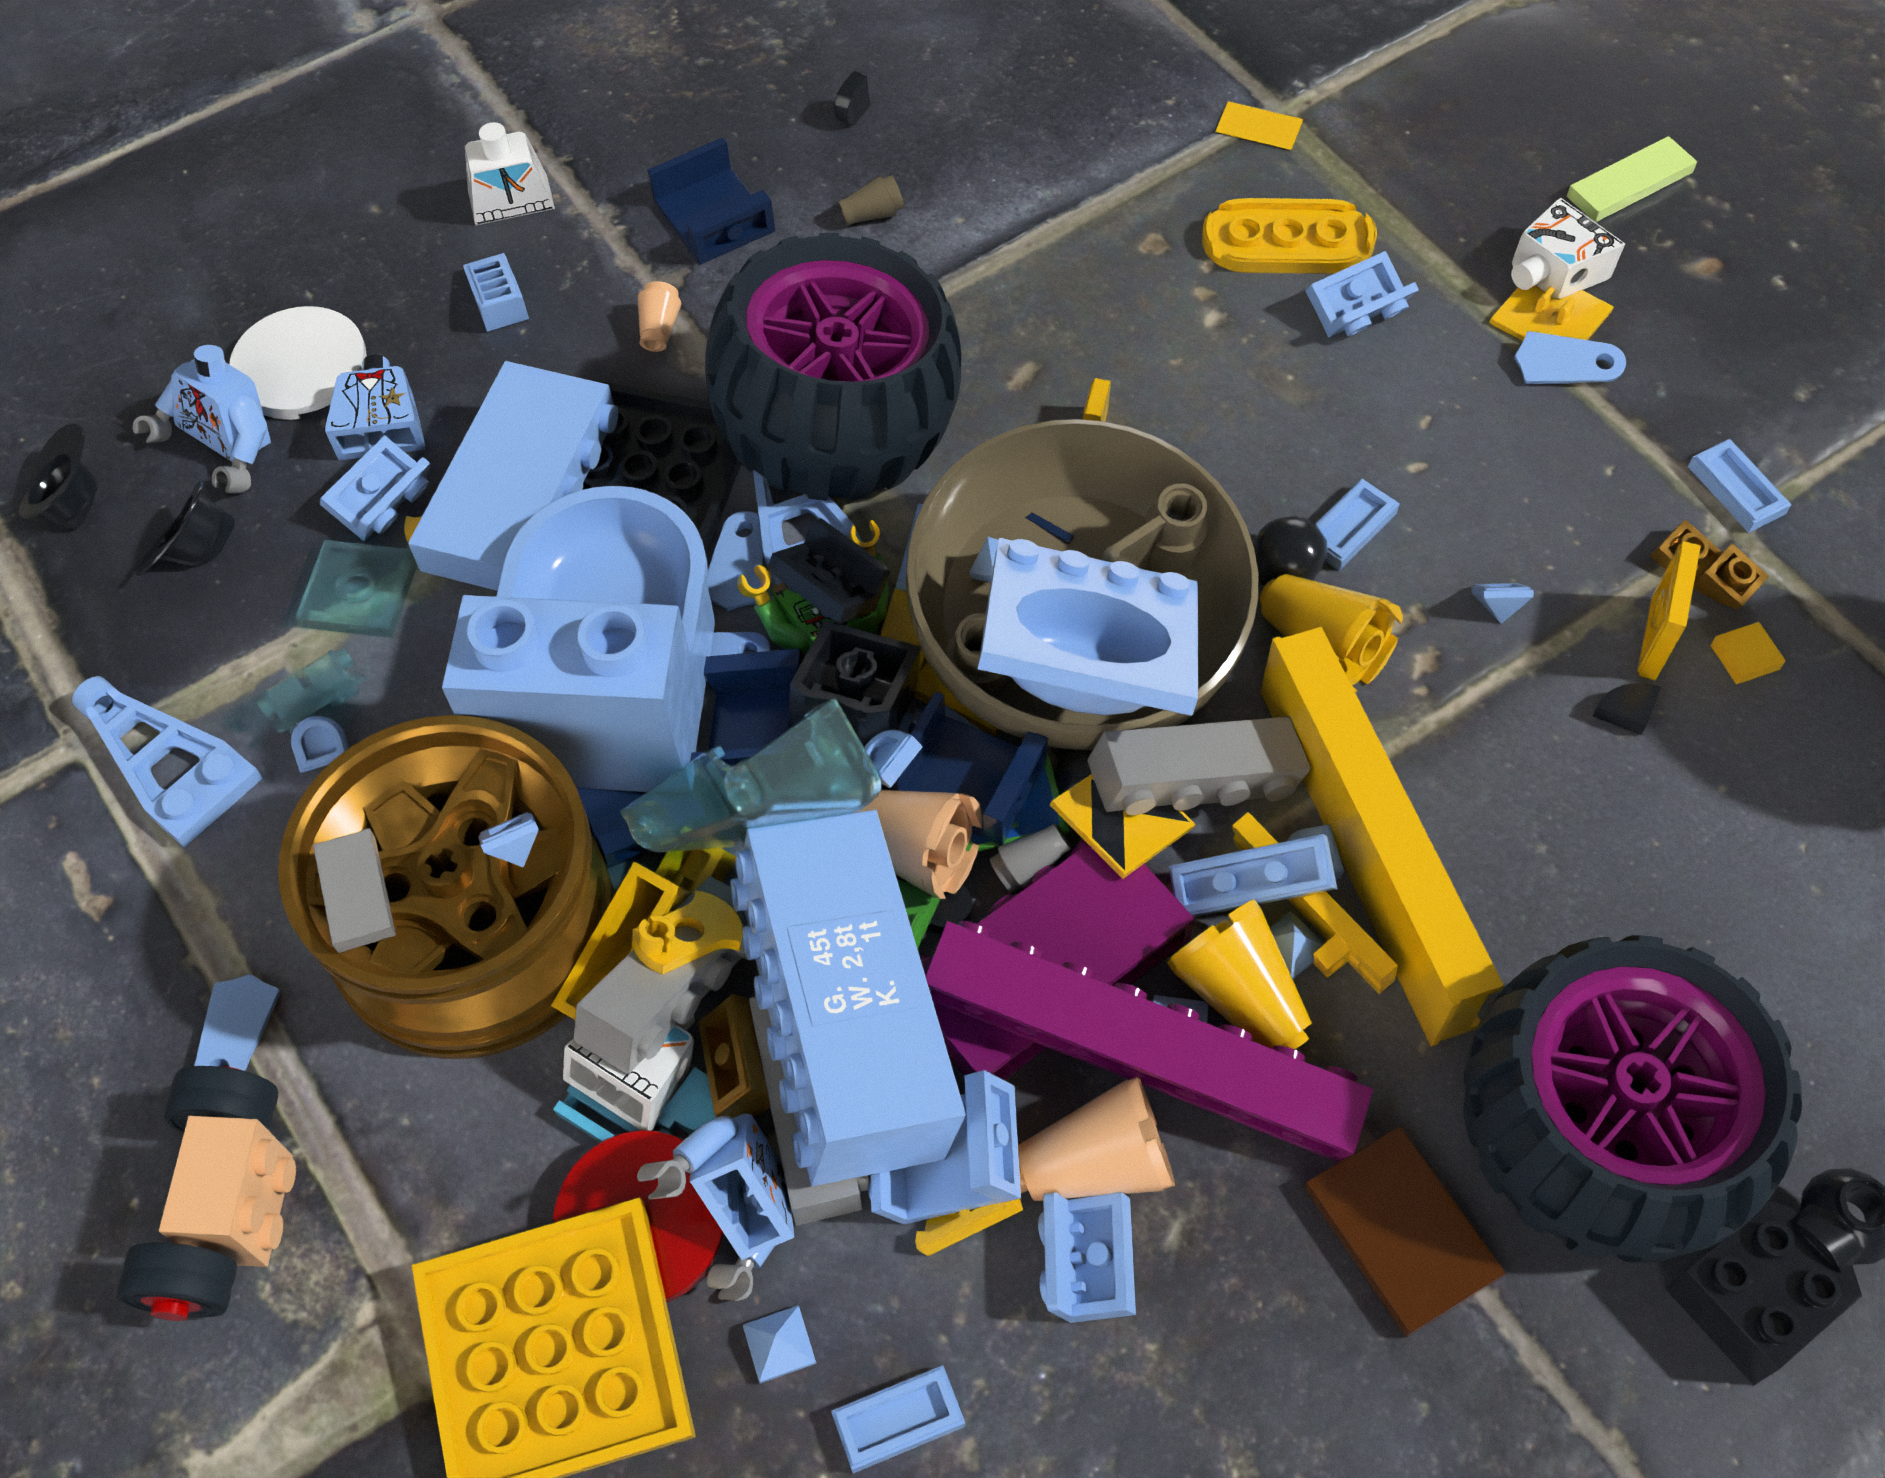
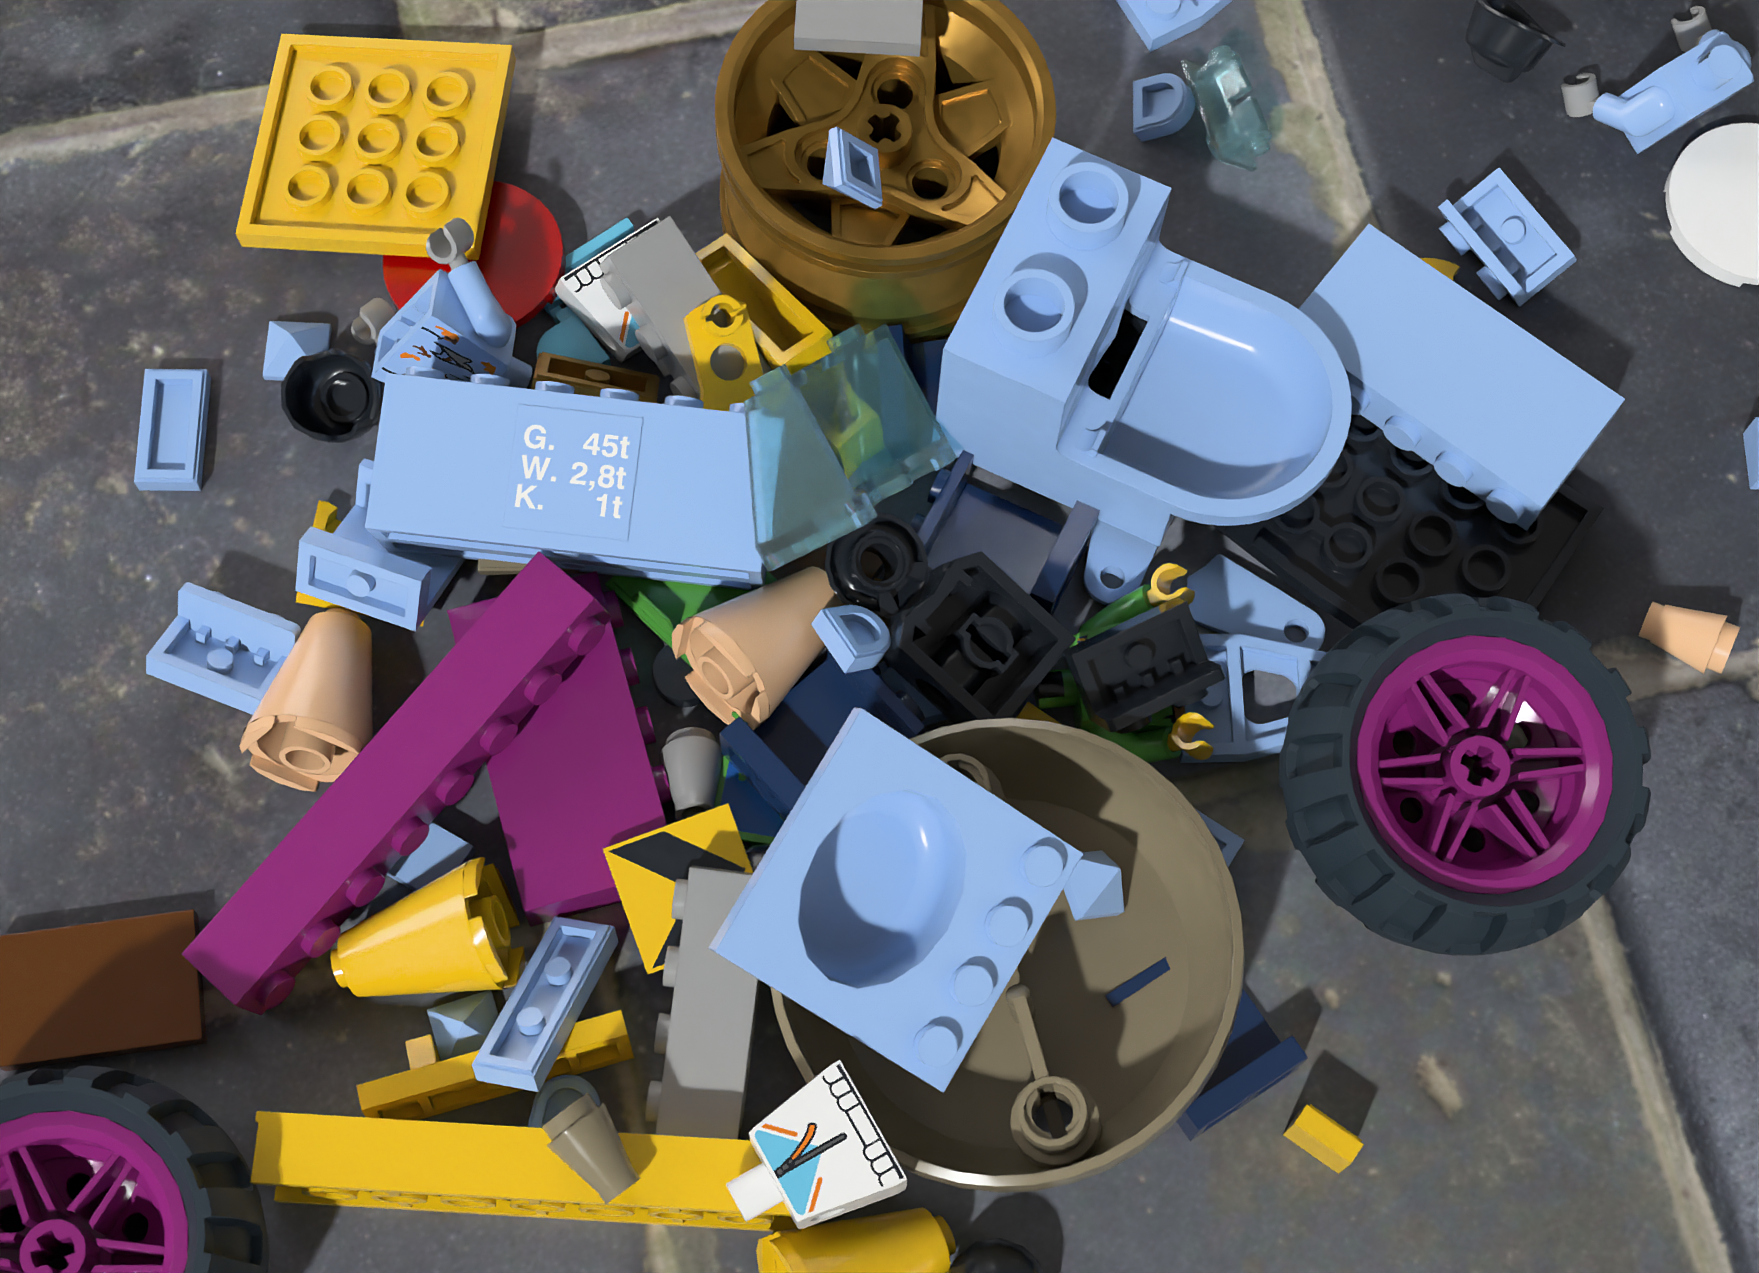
camera: 105 degrees right, 10 degrees up
(357, 589) = (1371, 183): clear light blue tile -> none
(373, 405) = (1634, 264): light blue torso -> none
(820, 1272) = (331, 396): none -> black hair
(1286, 619) = (818, 1155): none -> white torso
(1356, 762) = (591, 1147): none -> dark tan cone

